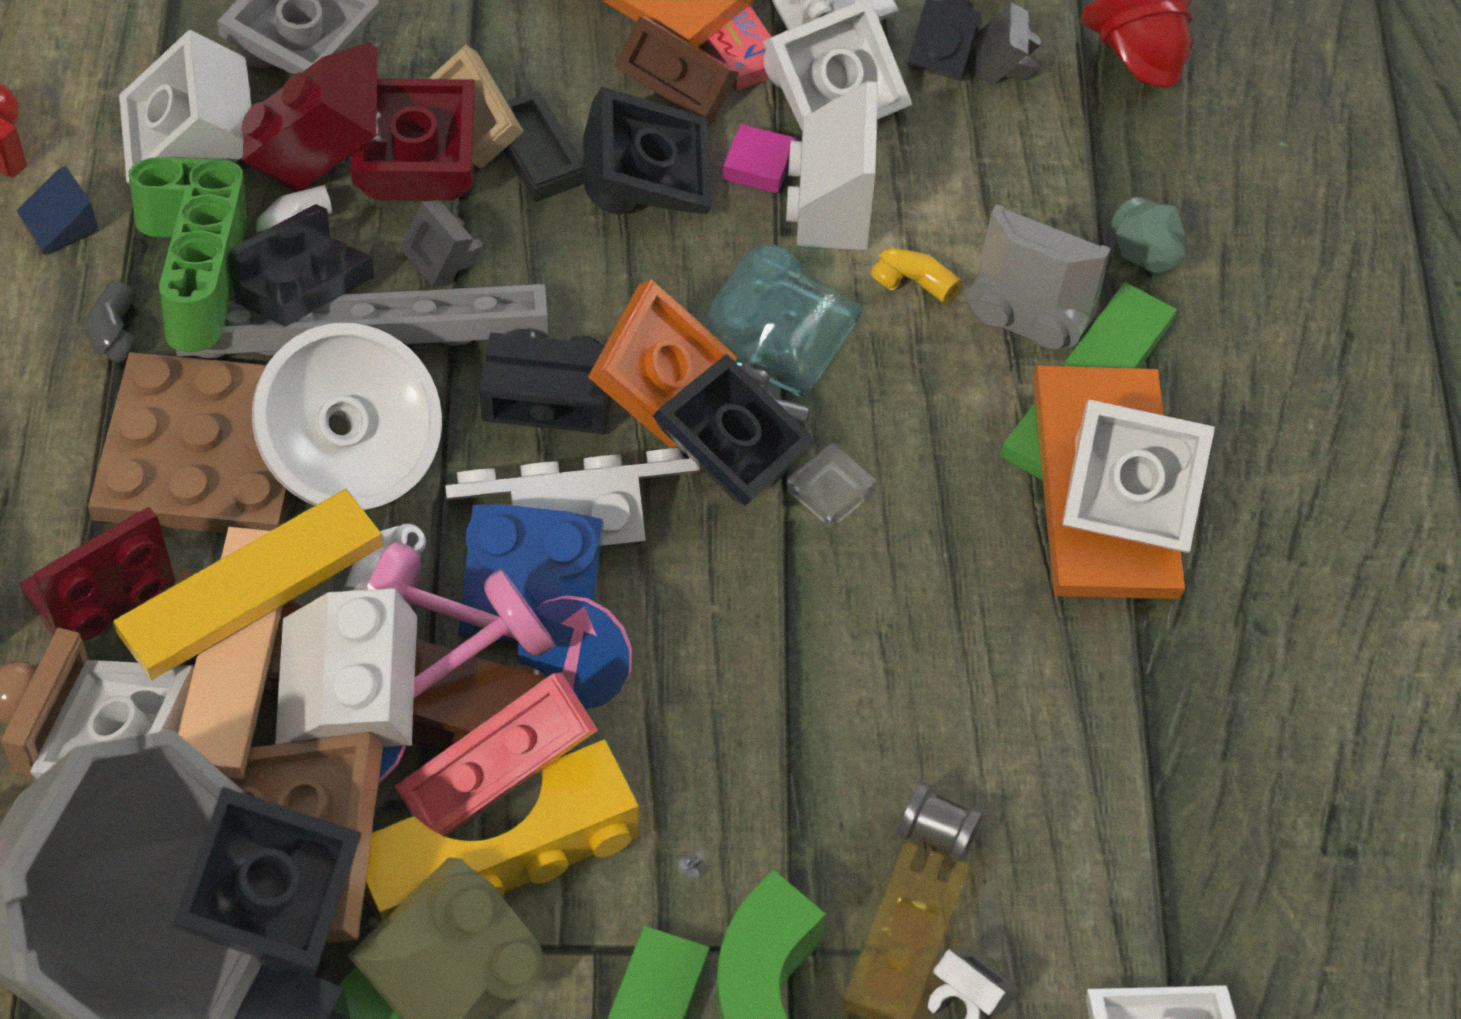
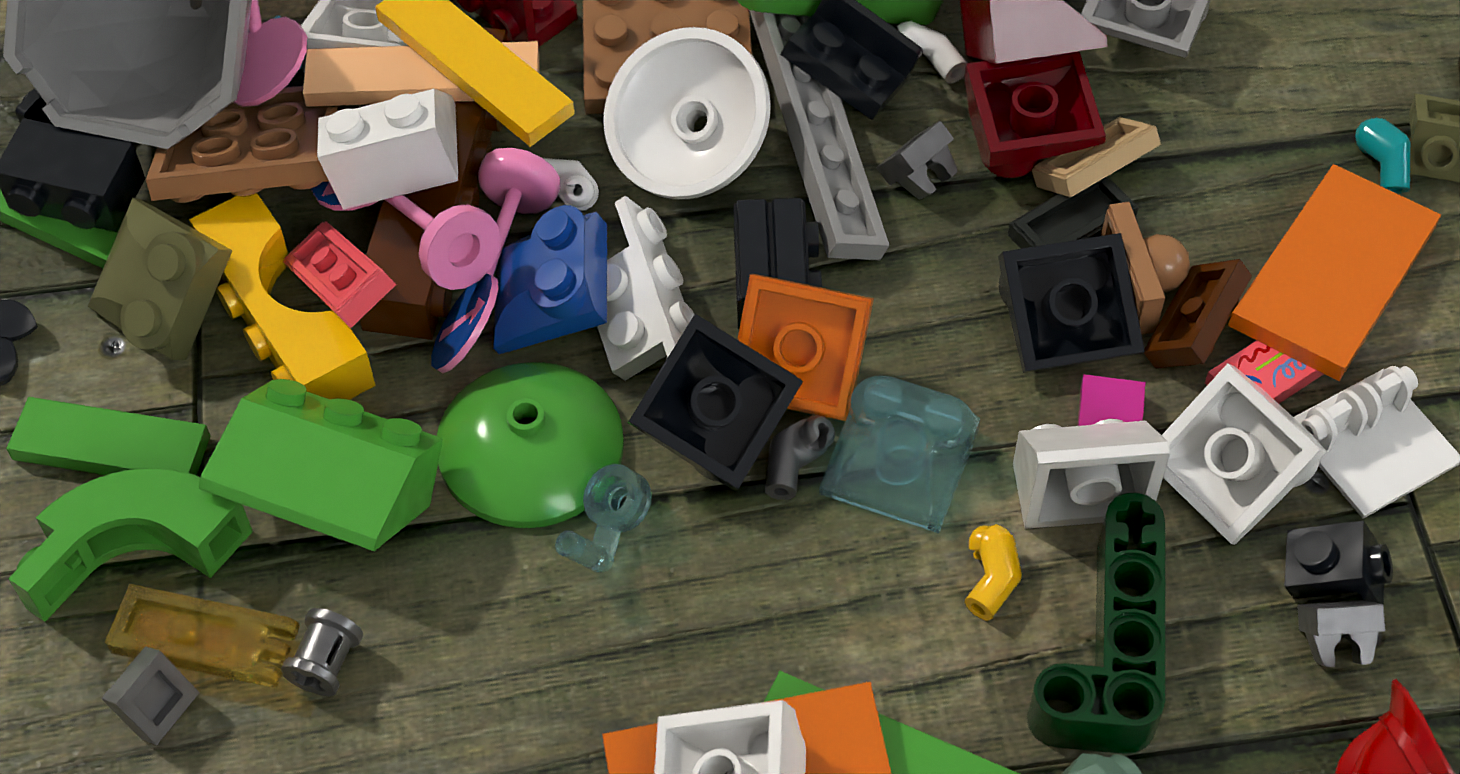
camera: 85 degrees right, 0 degrees up
(267, 882) = (156, 105): black slope -> none
(611, 72) = (1154, 263): none -> medium nougat tile
(718, 658) = (531, 470): none -> bright green dish
(741, 790) = (324, 464): none -> bright green slope
(822, 558) = (602, 506): none -> clear light blue plate
(831, 485) = (707, 523): clear tile -> none
(974, 175) = (1119, 621): none -> dark green beam
(1037, 280) = (979, 661): light grey slope -> none

